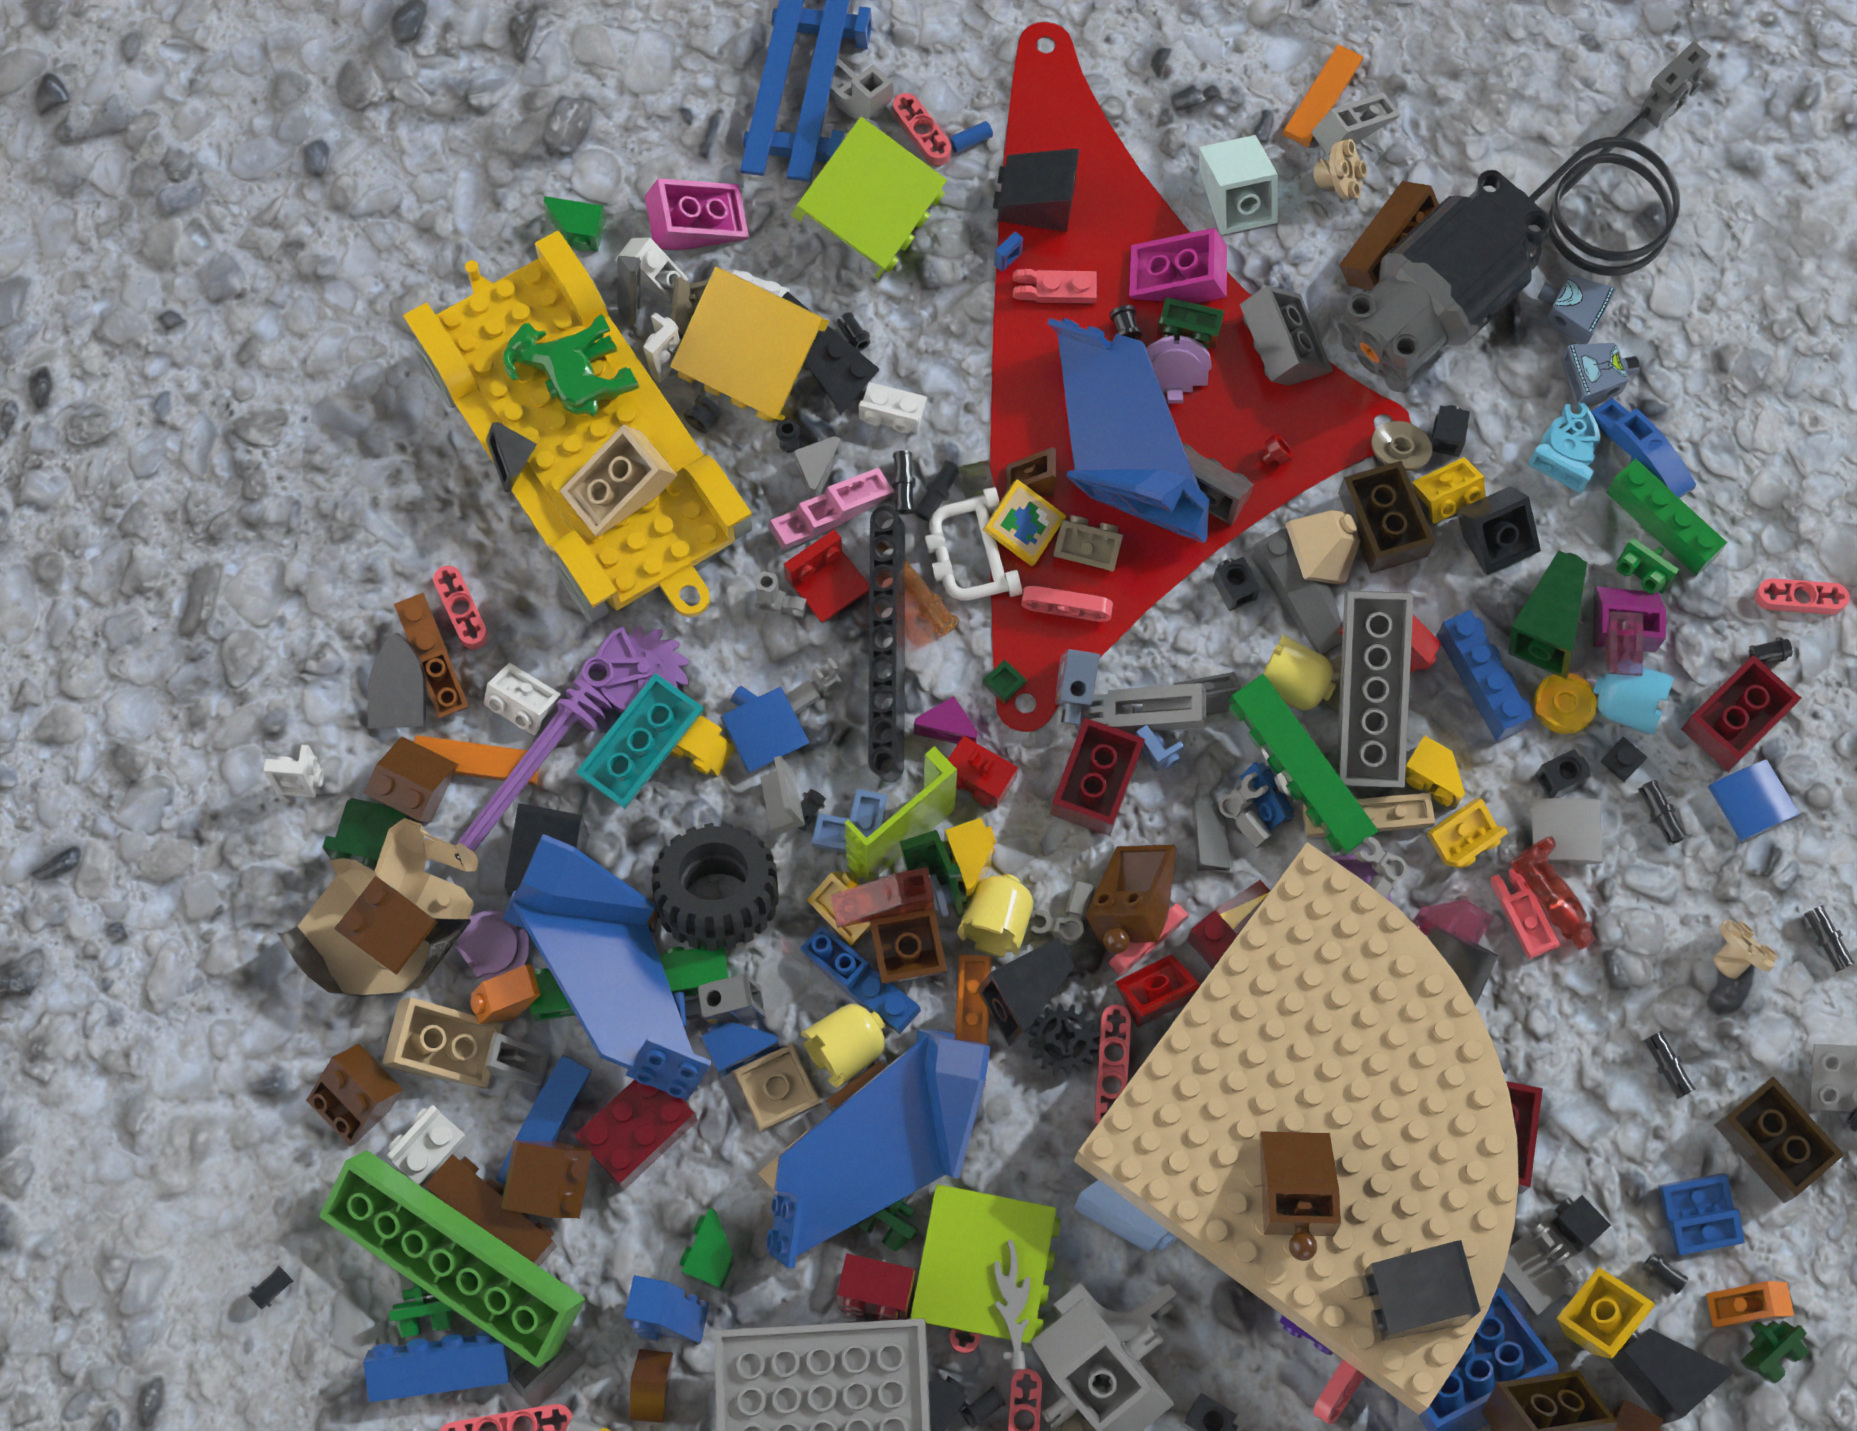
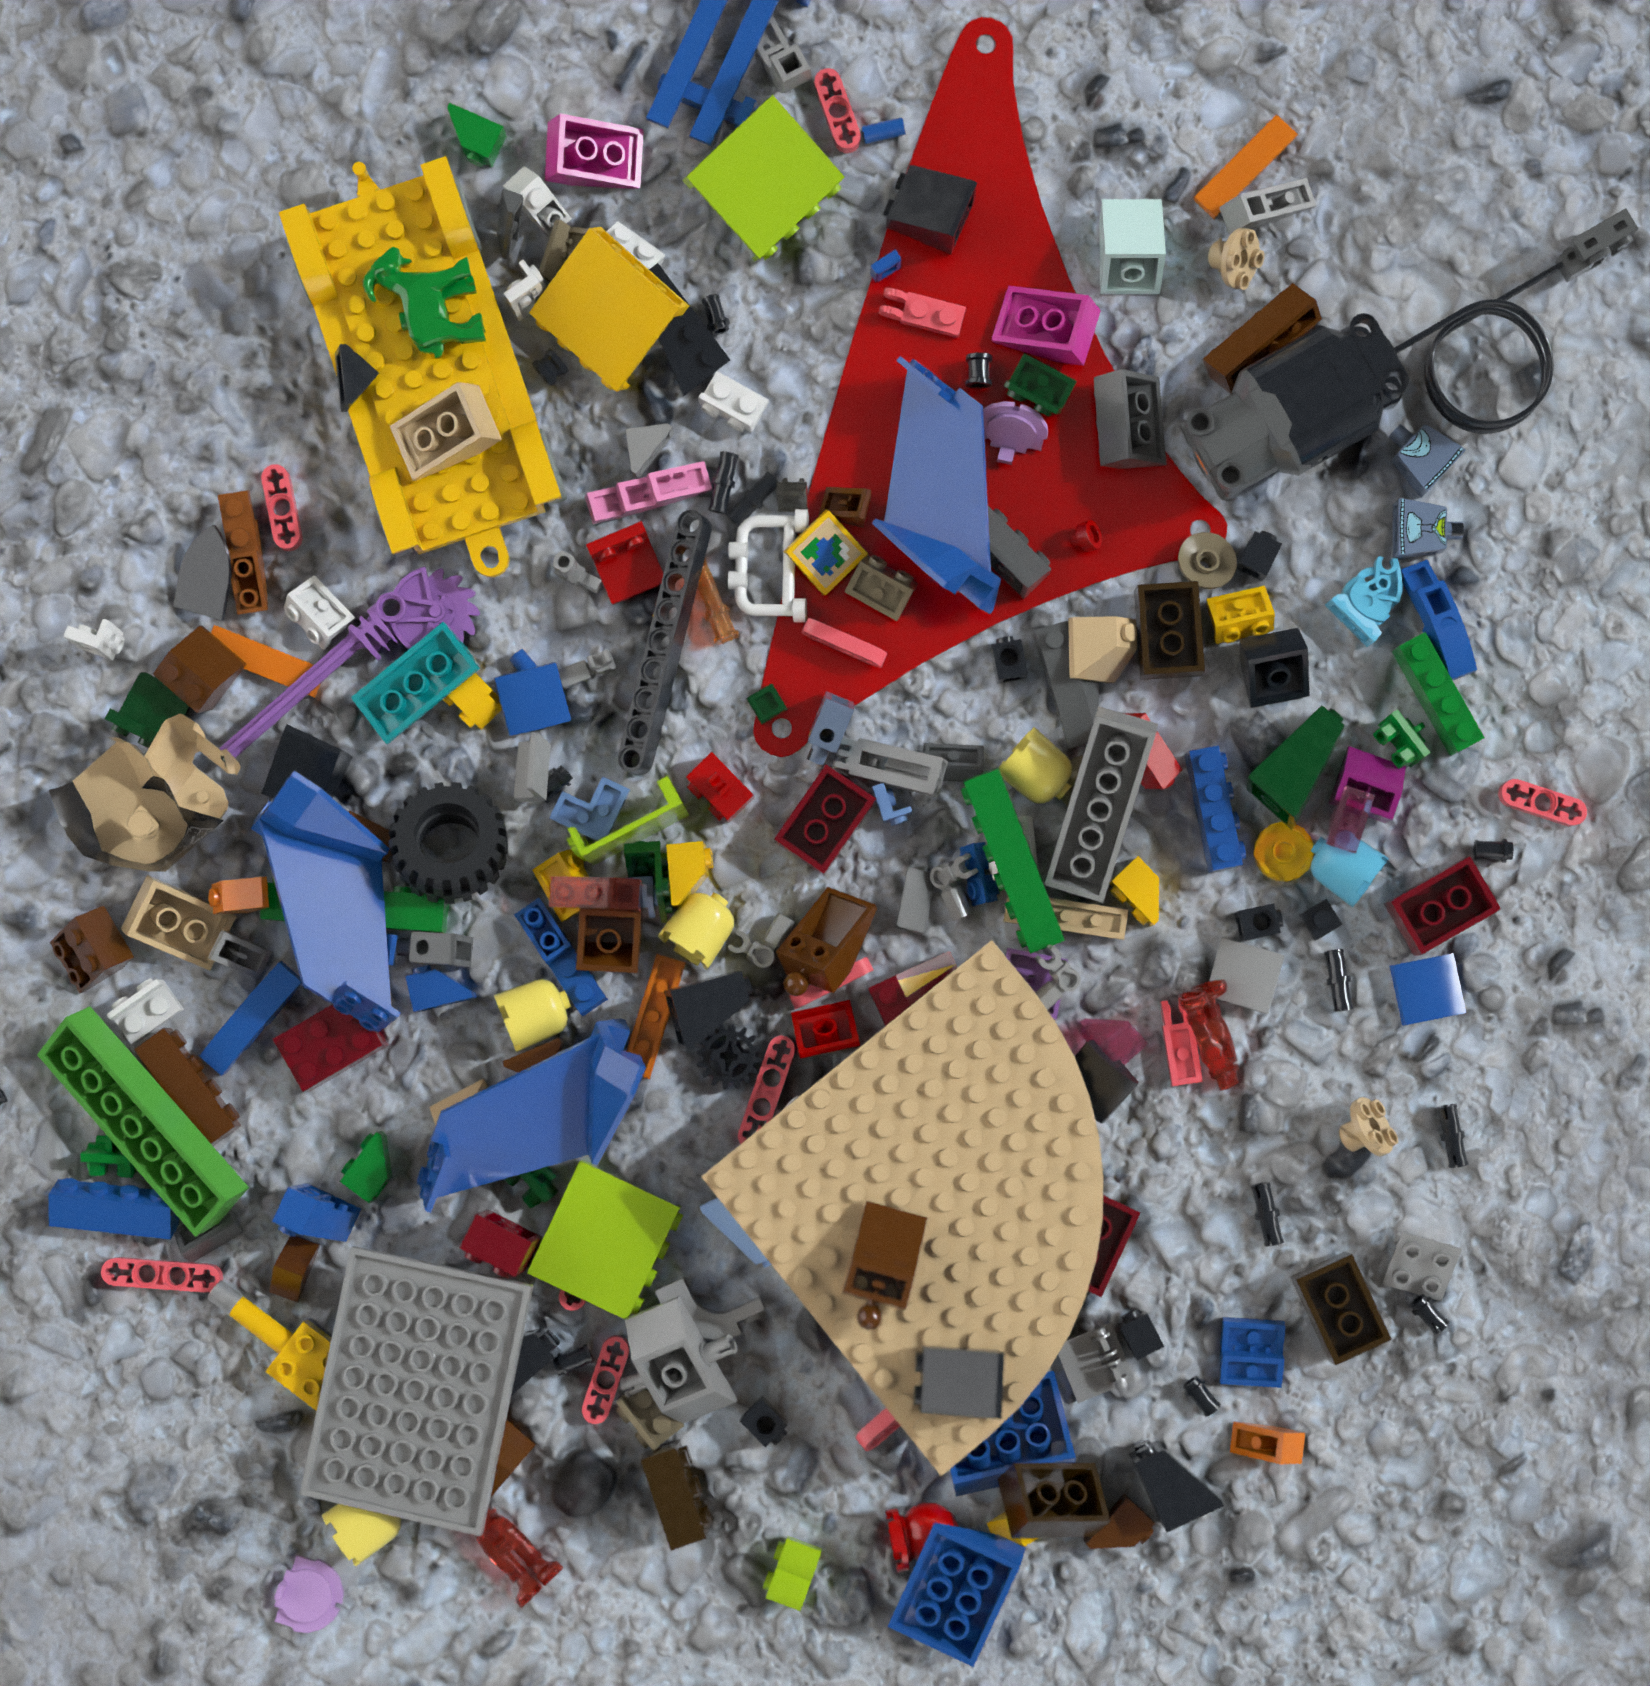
camera: 20 degrees right, 15 degrees up
(386, 925) = (145, 808): reddish brown slope -> none
(493, 945) = (238, 845): lavender piece -> none
(546, 1179) = (239, 1072): reddish brown slope -> none
(776, 1087) = (464, 1034): tan tile -> none
(788, 434) = (622, 403): black pin -> none
(945, 723) = (701, 732): magenta slope -> none
(1016, 1300) = (622, 1280): light grey piece -> none
(1466, 834) = (1150, 957): yellow bracket -> none
(1604, 1314) = (1132, 1423): yellow slope -> none
(1771, 1345) = (1274, 1483): dark green hips -> none

